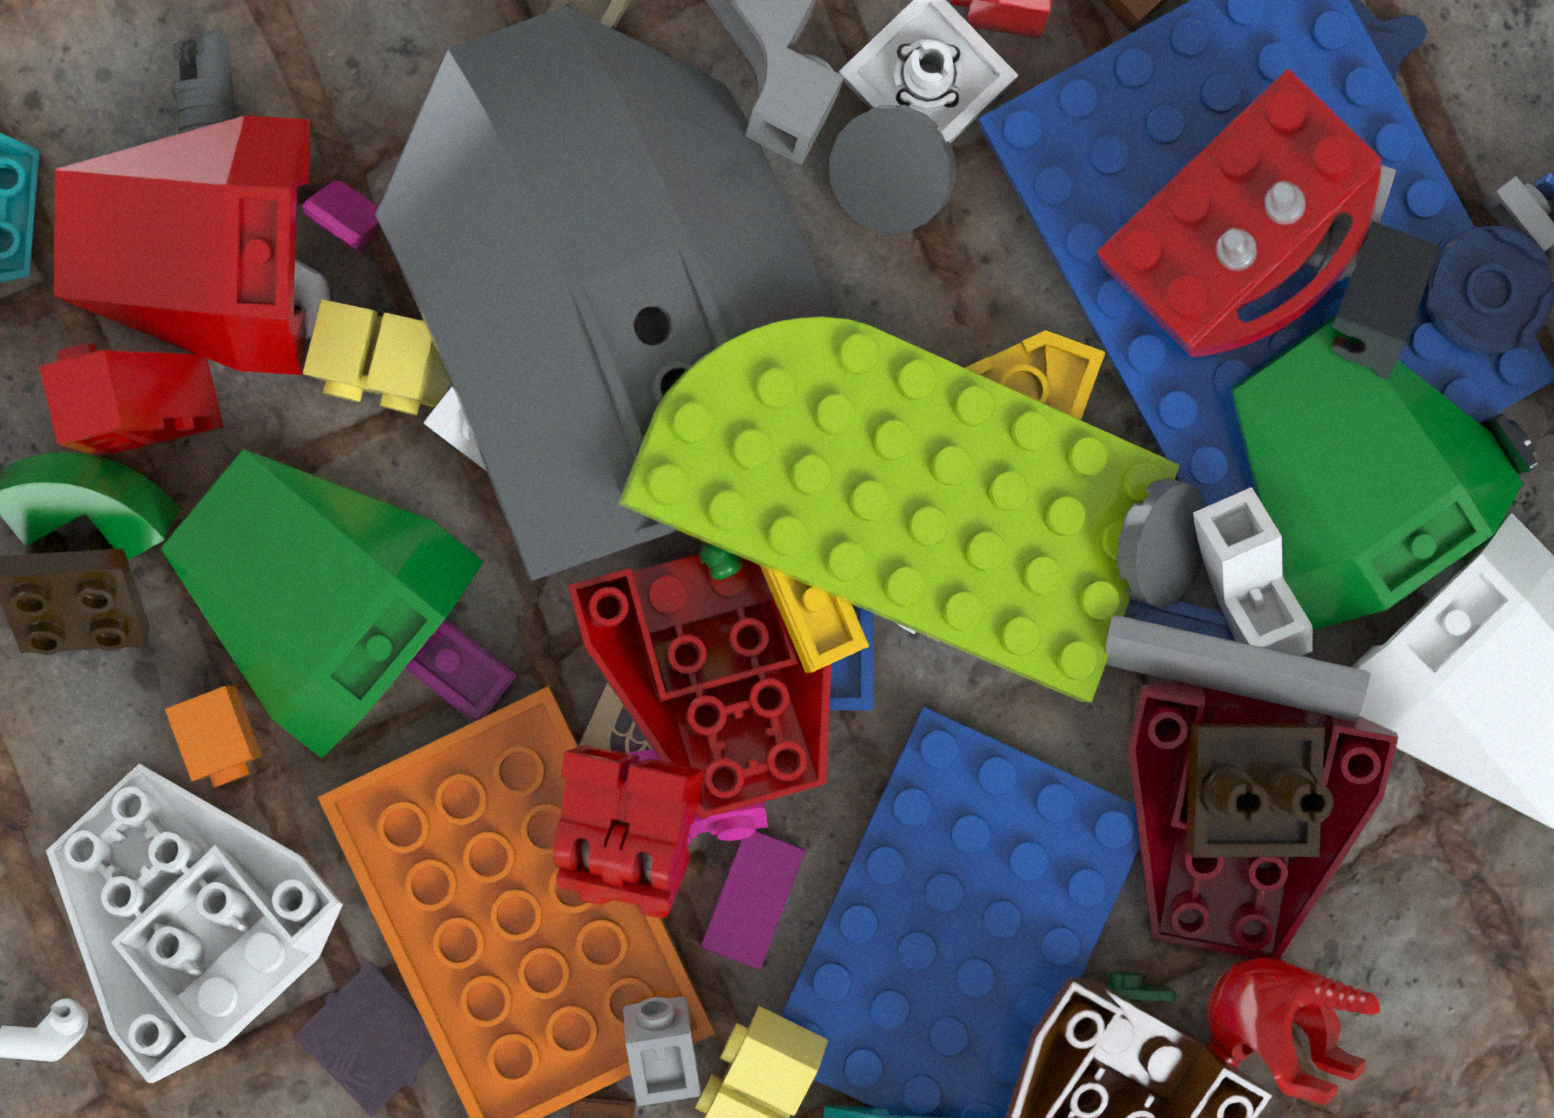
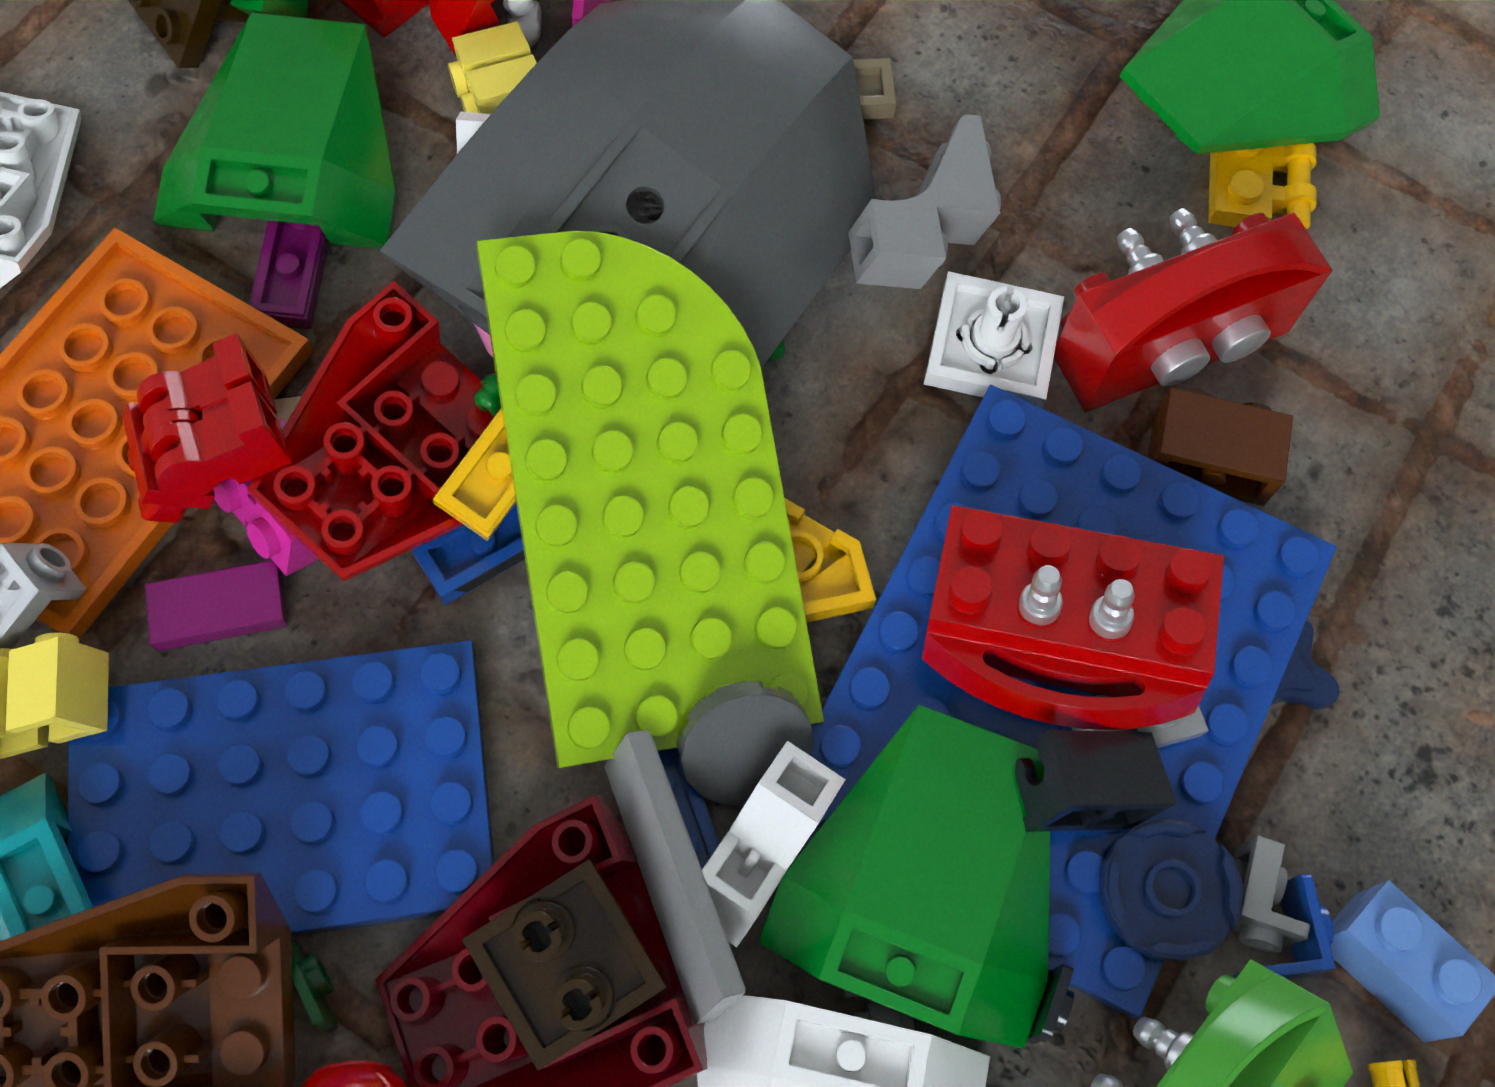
camera: 50 degrees right, 20 degrees down
(214, 735) = (127, 136): orange brick -> none
(892, 169) = (902, 350): dark grey tile -> none

